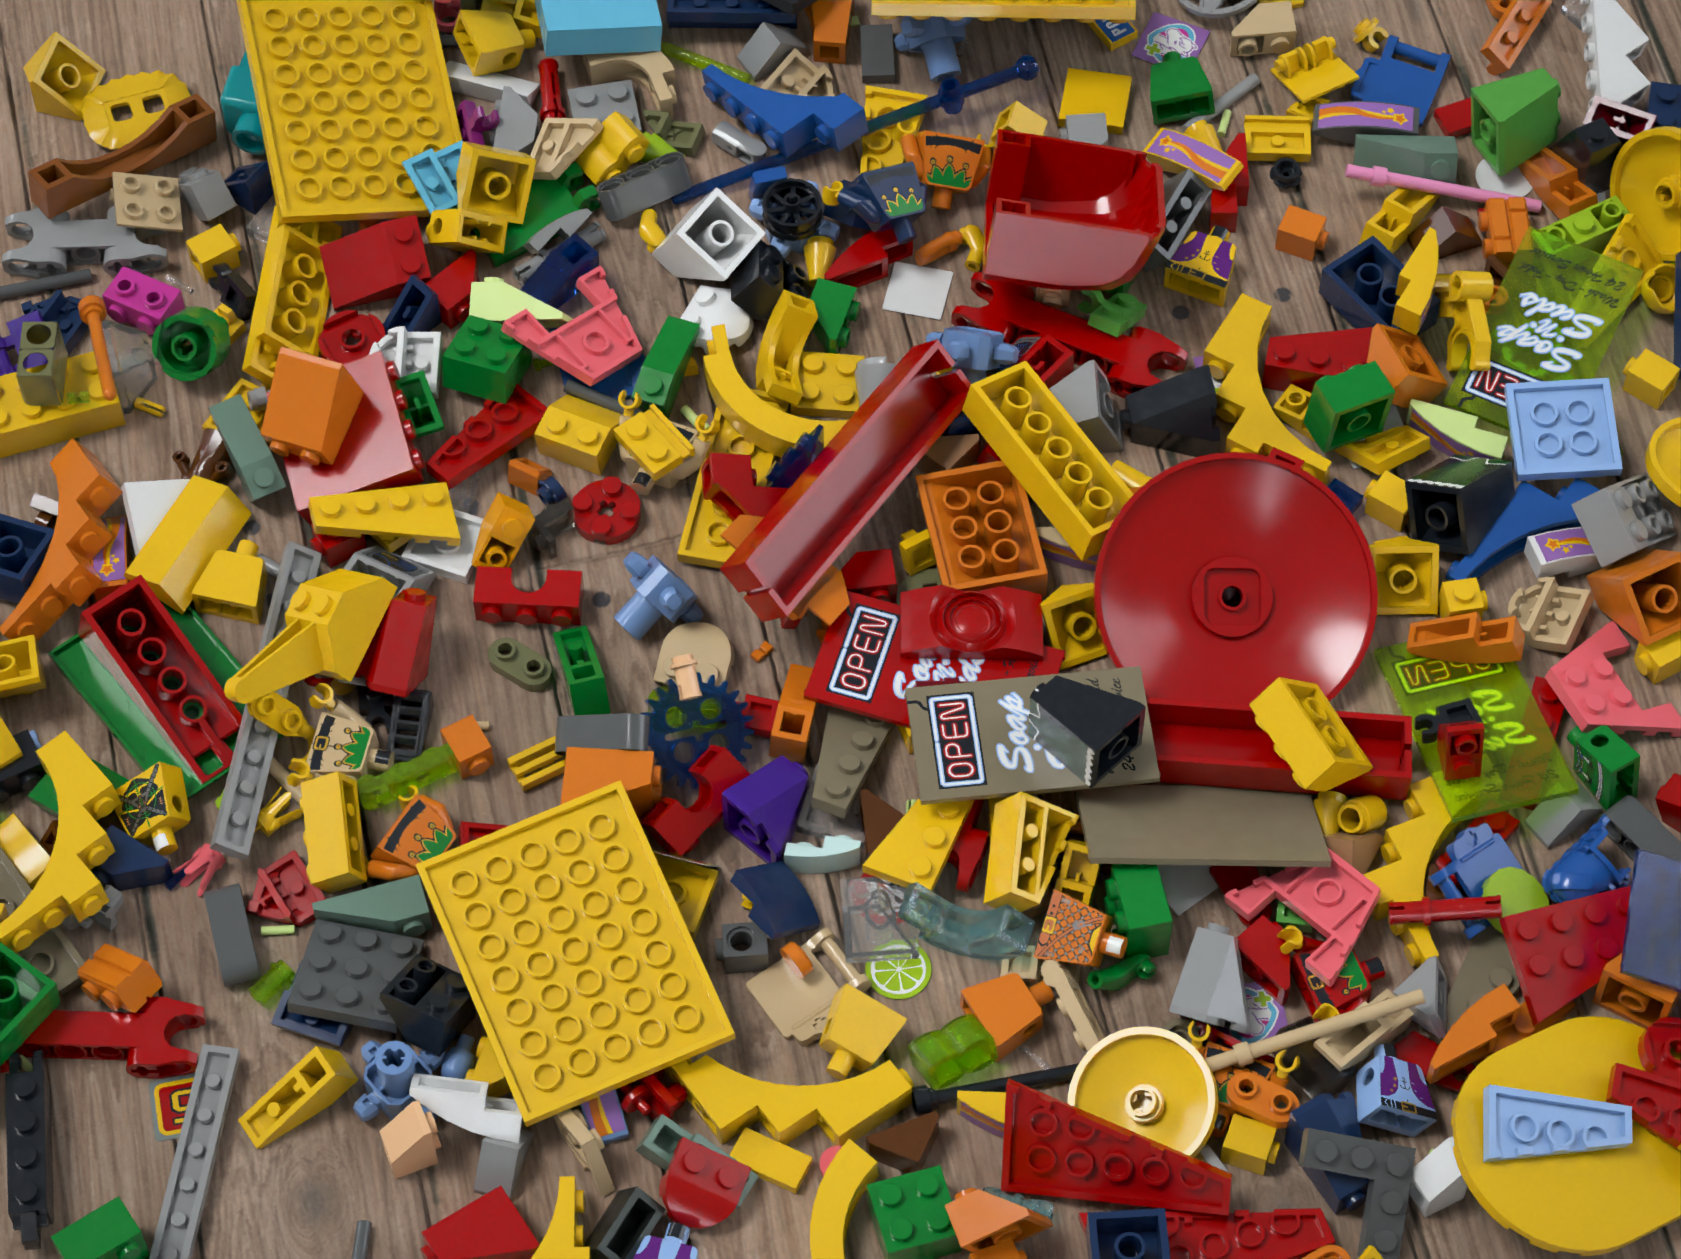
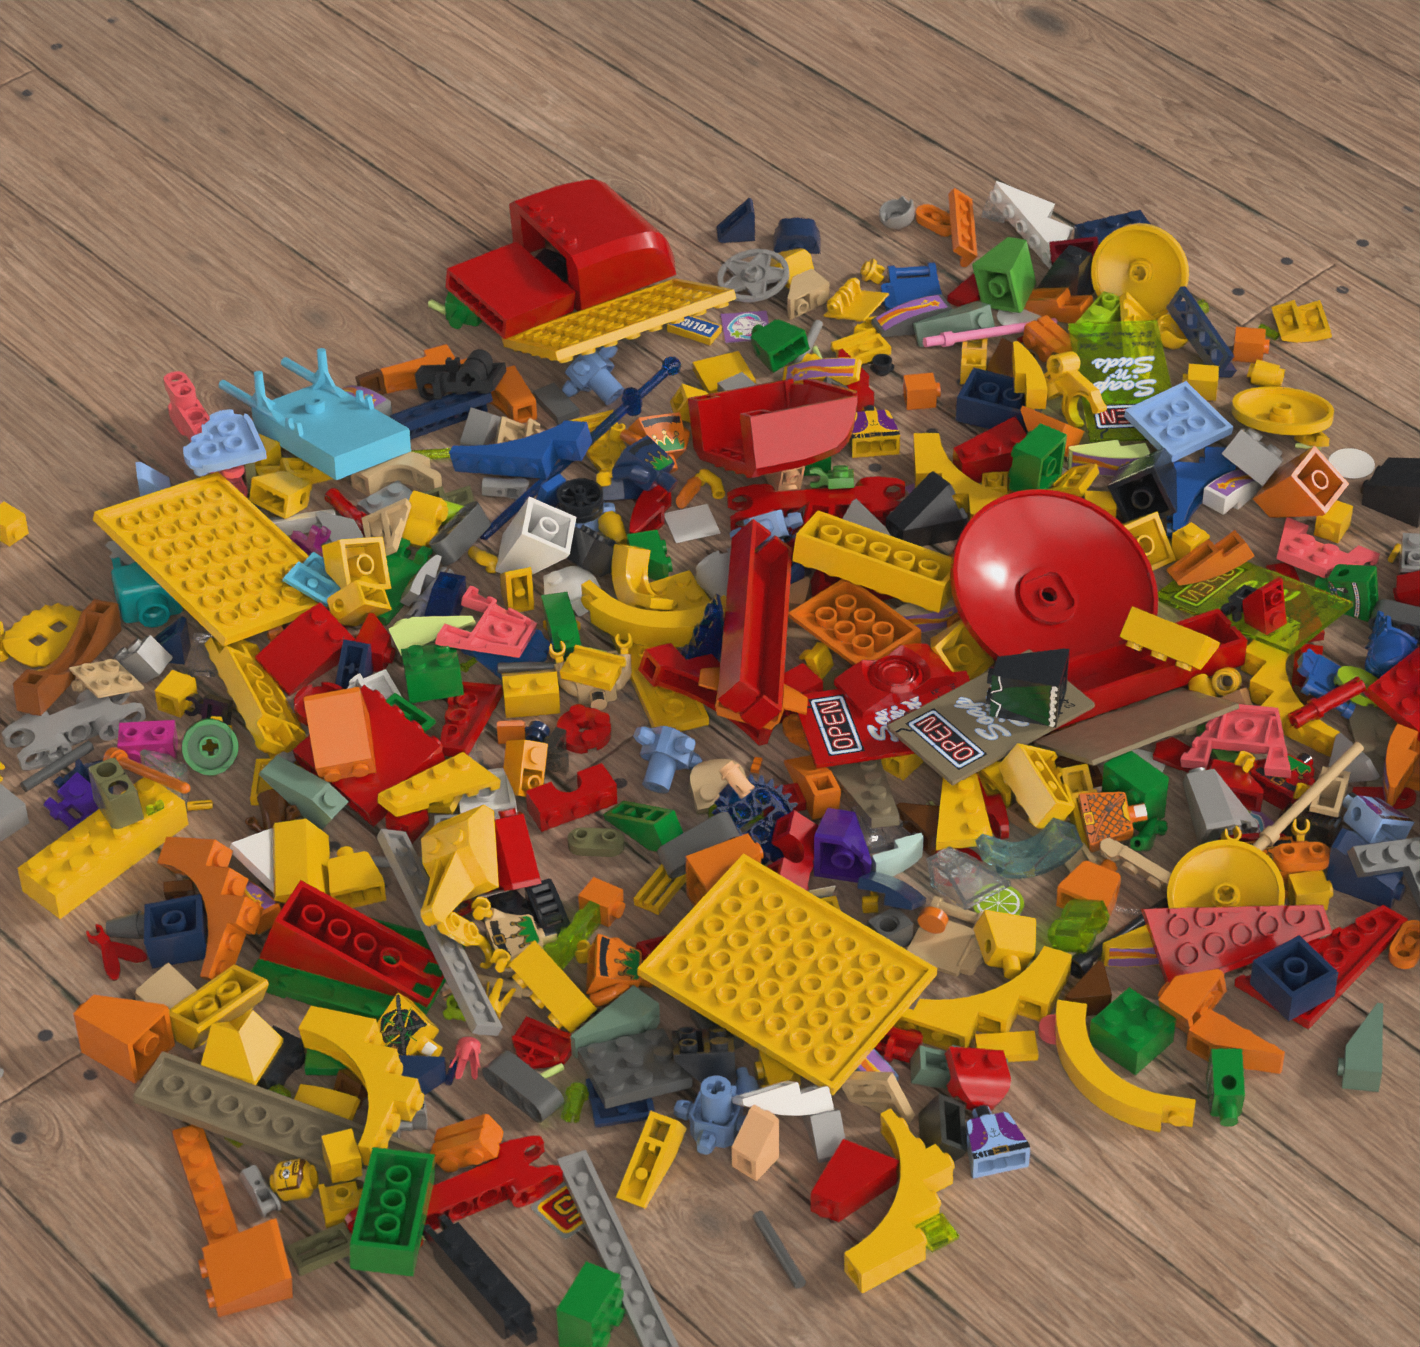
camera: 30 degrees left, 15 degrees down
(653, 292) = (517, 589): none -> yellow slope
(1550, 614) = (1251, 525): tan slope -> none
(1561, 816) = (1344, 634): slope -> none

